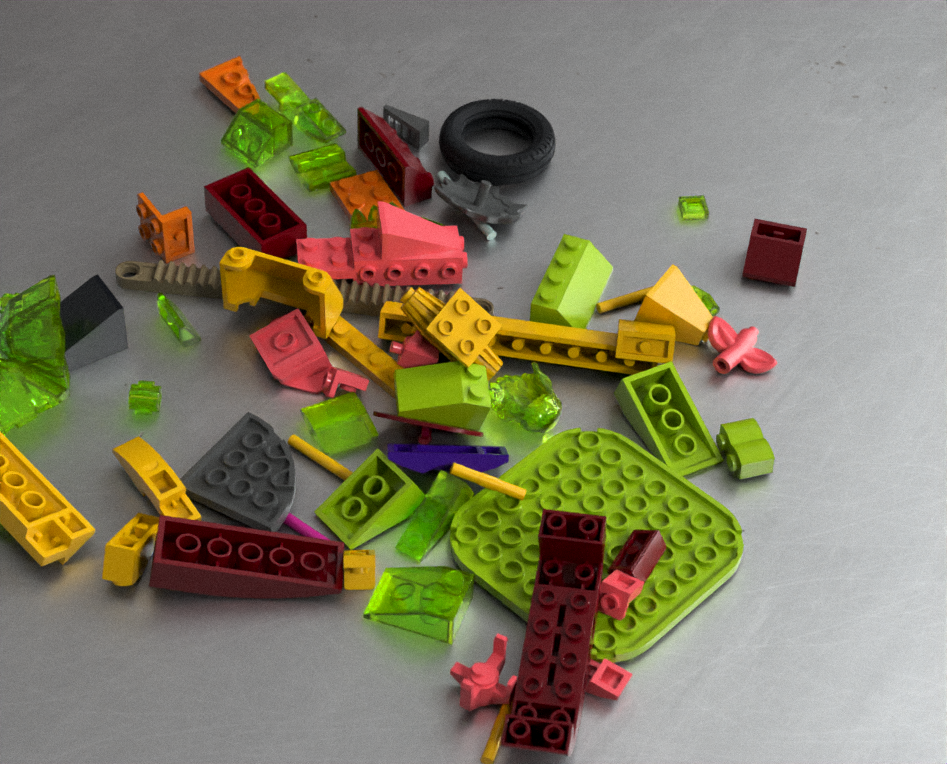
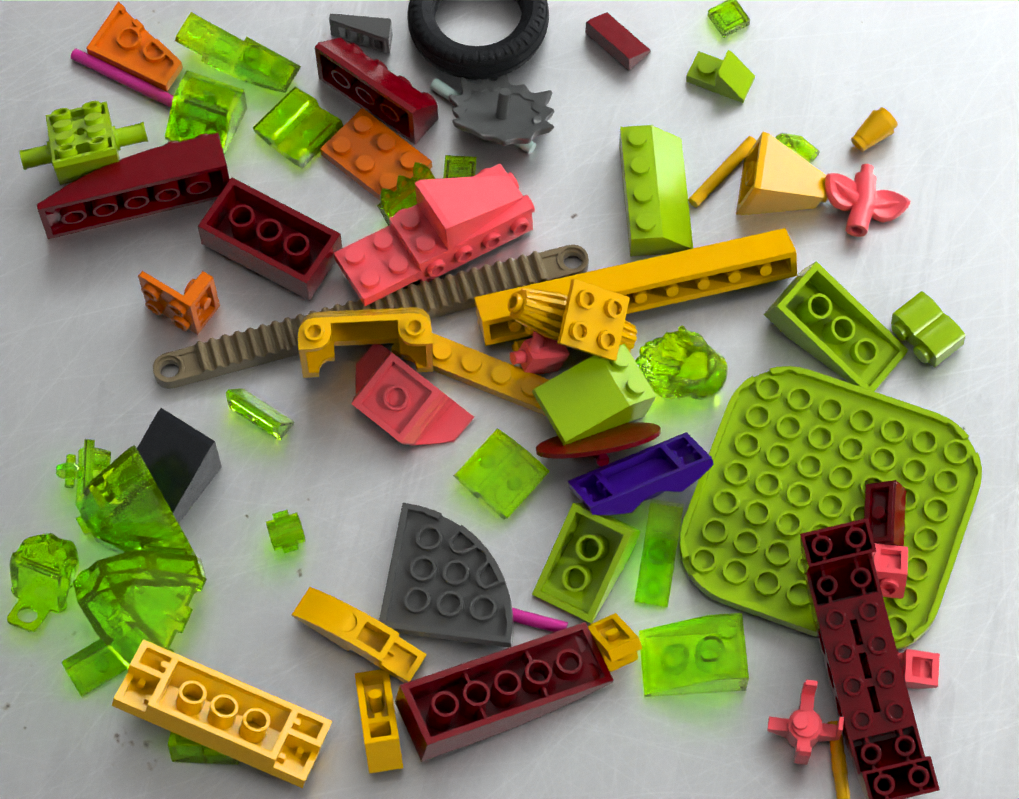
camera: 20 degrees left, 20 degrees up
(155, 118) = (81, 141): none -> lime slope
(173, 153) = (139, 186): none -> dark red slope
(210, 97) = (122, 77): none -> dark pink bar
(319, 457) = (508, 526): yellow bar -> none
(348, 380) = (481, 417): coral bracket -> none
(487, 481) = (700, 493): yellow piece -> none
(596, 193) = (616, 40): none -> dark red slope
(645, 341) = (773, 239): yellow panel -> none
(667, 238) = (724, 77): none -> lime slope
(772, 308) = (875, 128): none -> yellow cone
(774, 252) = (847, 54): dark red slope -> none

